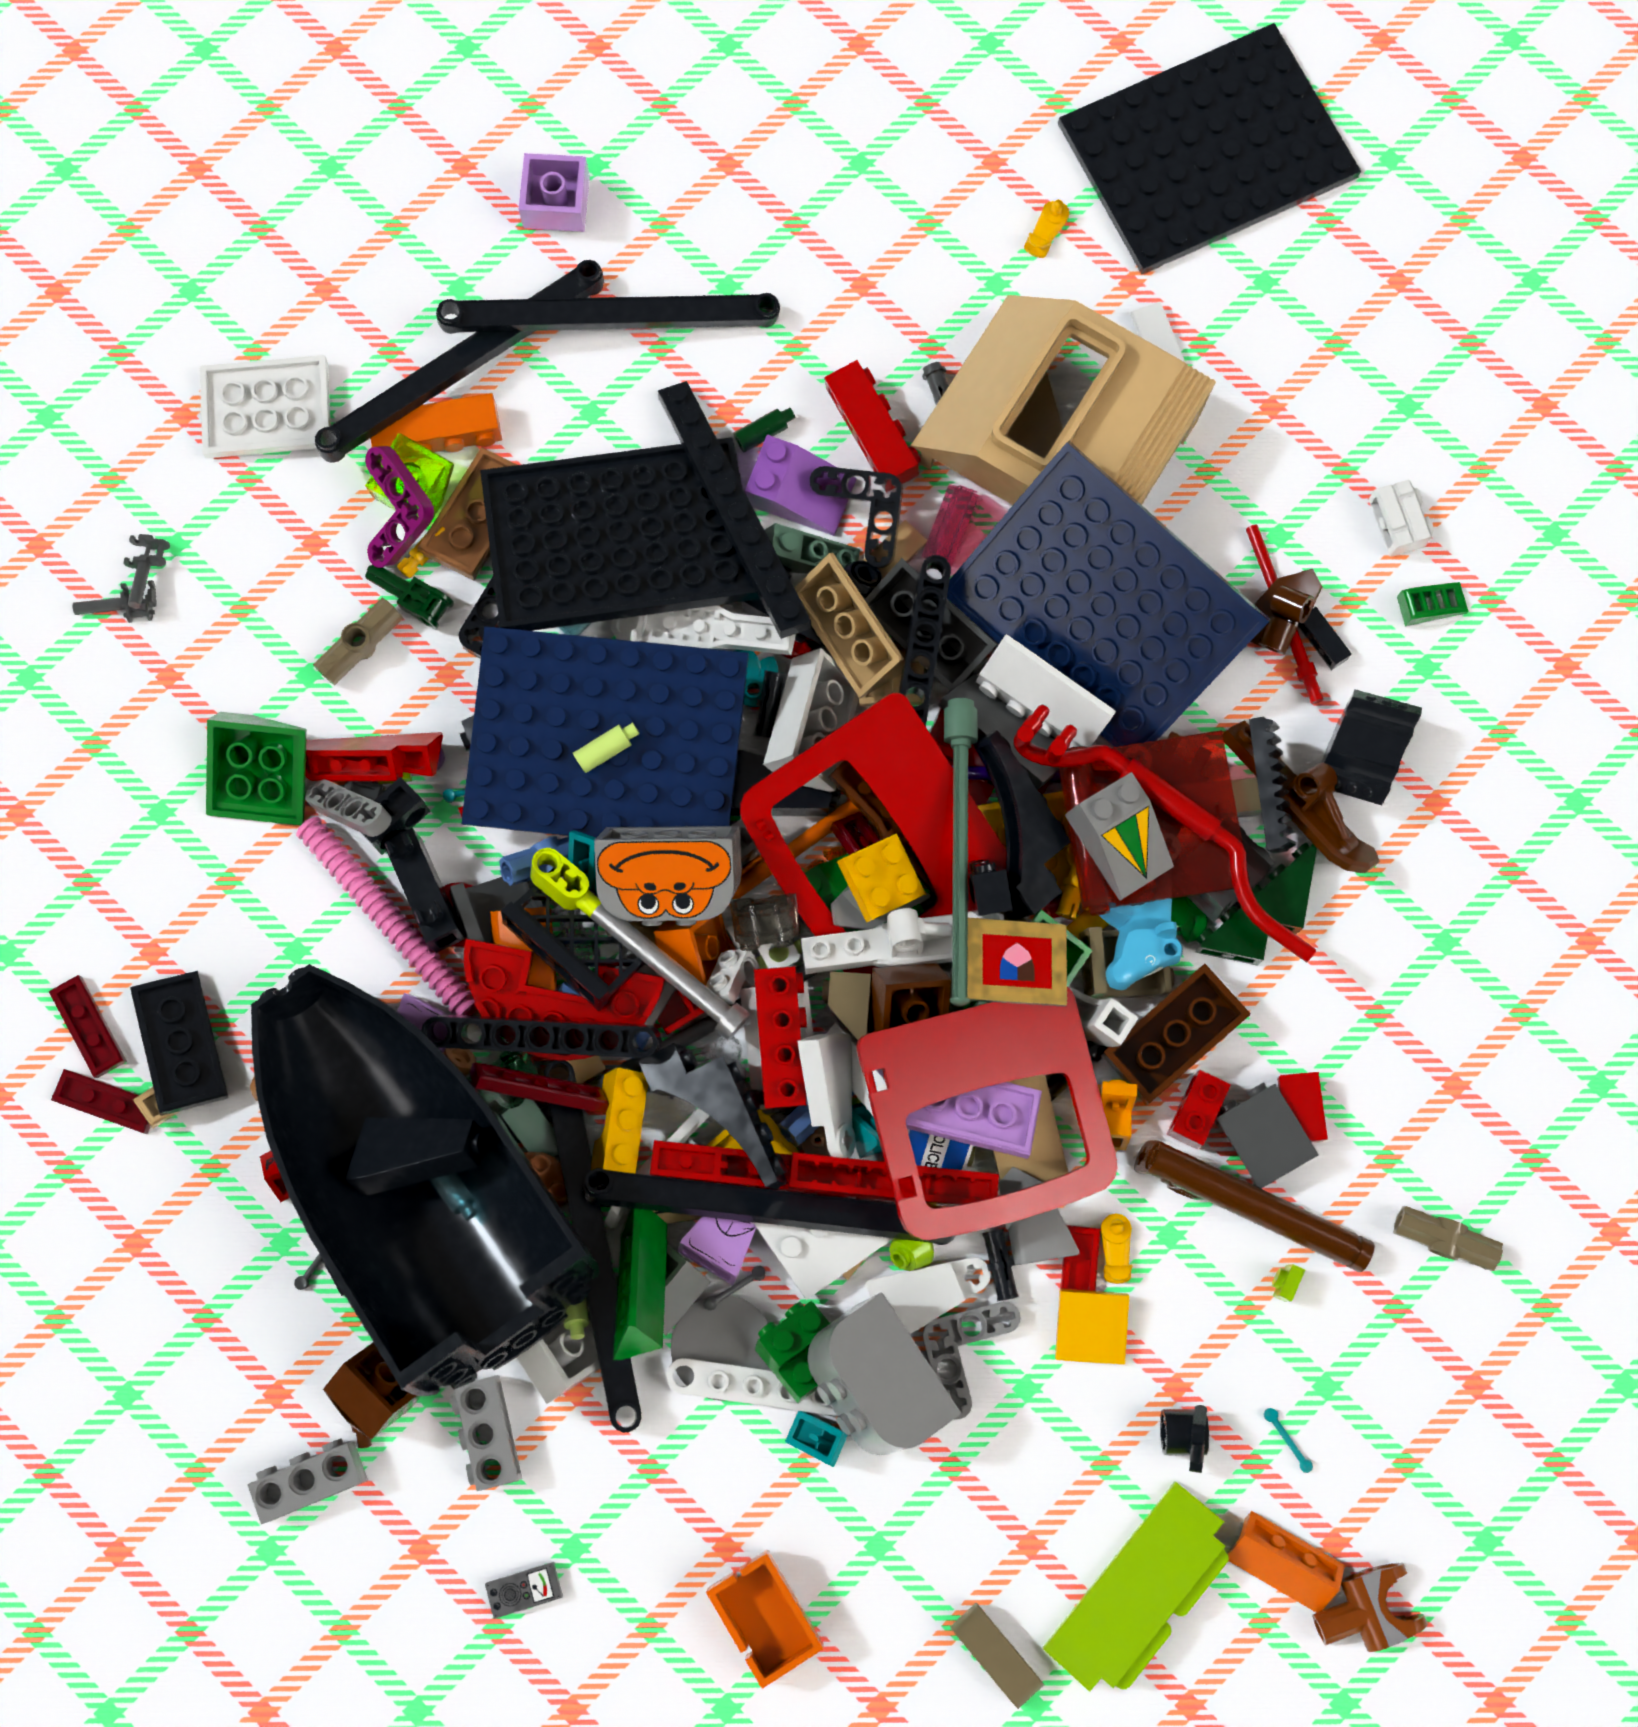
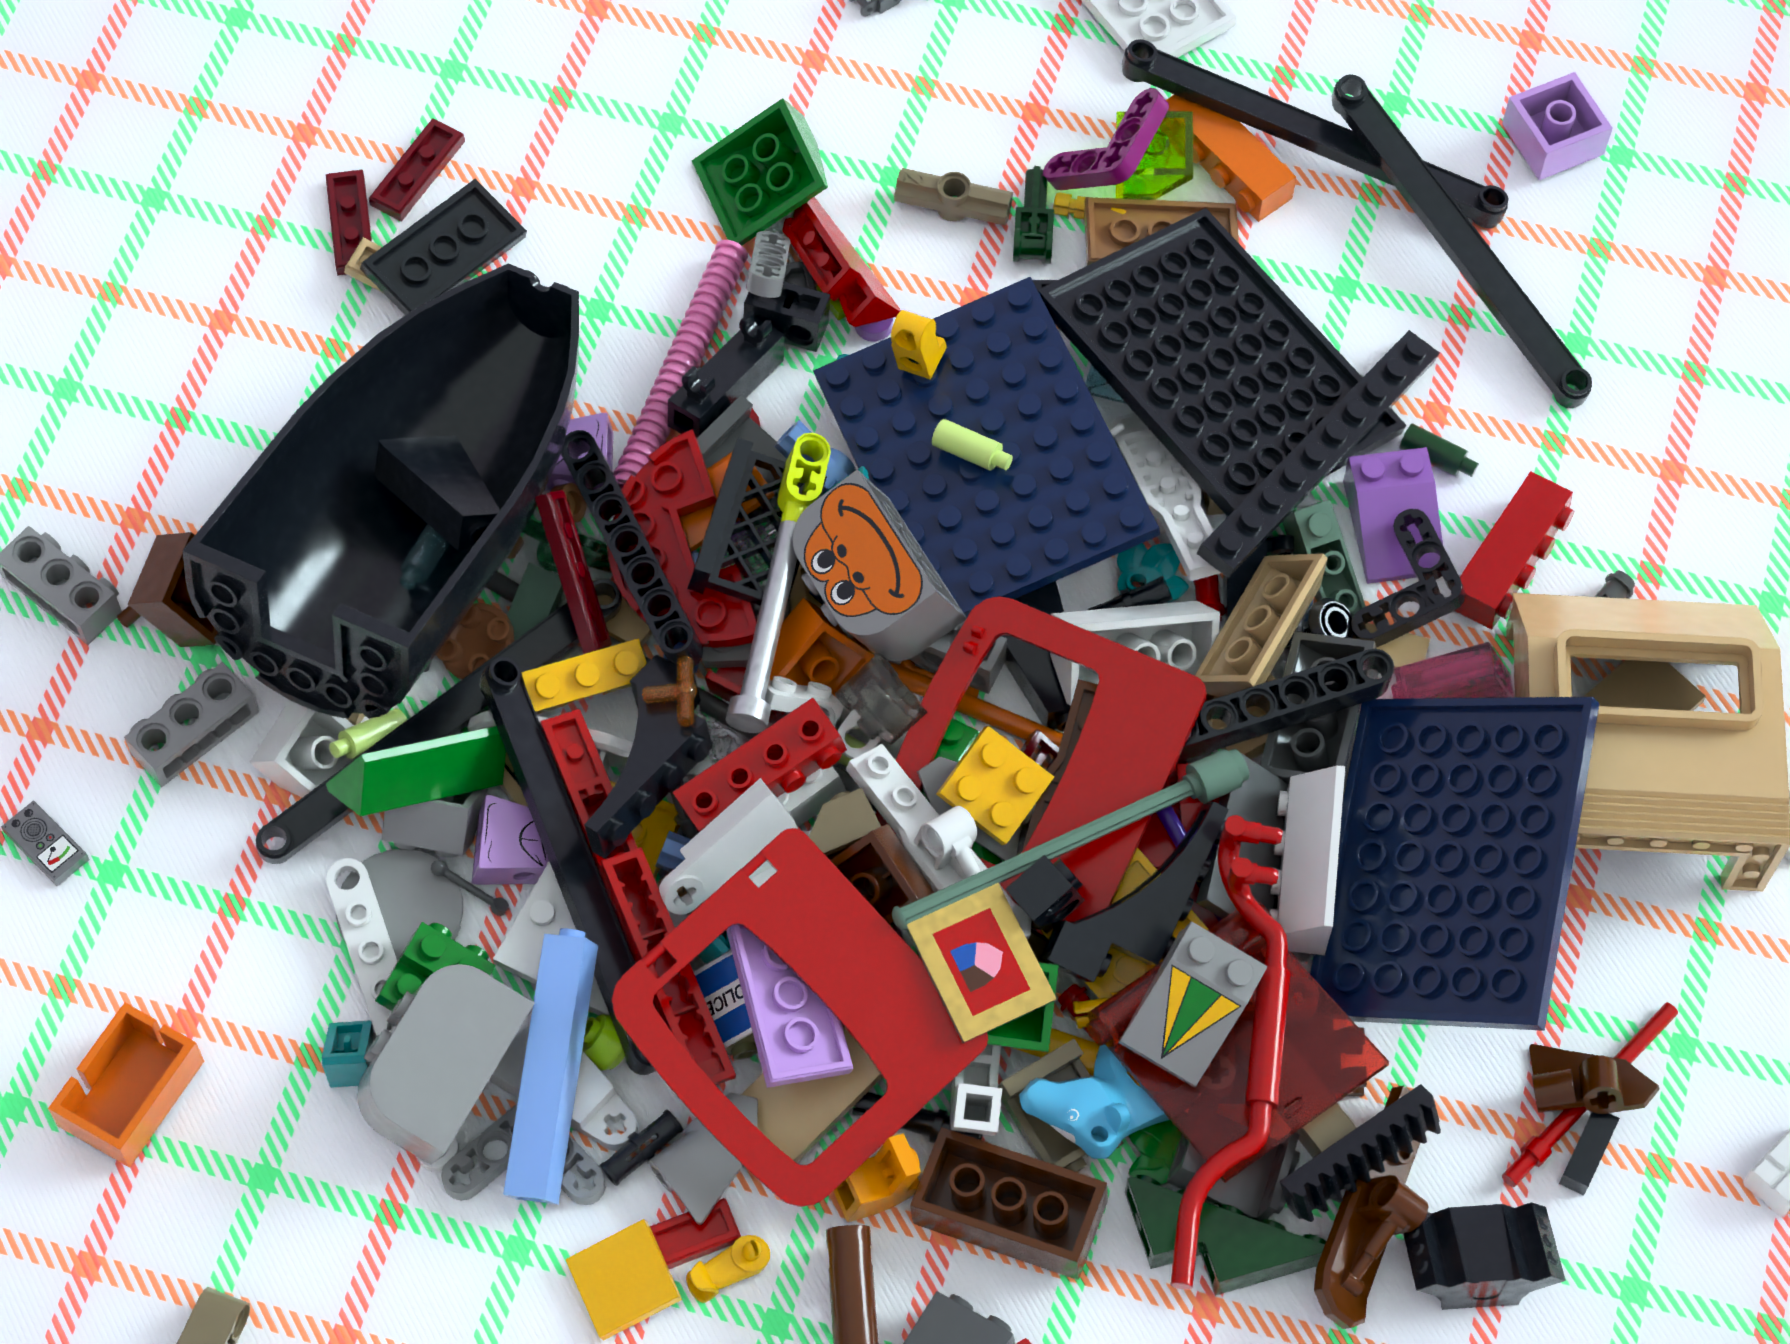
camera: 60 degrees right, 15 degrees down
(501, 739) = (915, 338): none -> yellow leg
(688, 1059) = (683, 691): none -> clear orange piece
(922, 1301) = (551, 1067): none -> light blue brick
(1198, 1109) = (941, 1267): red brick -> none
(1412, 616) = (1716, 1233): green slope -> none

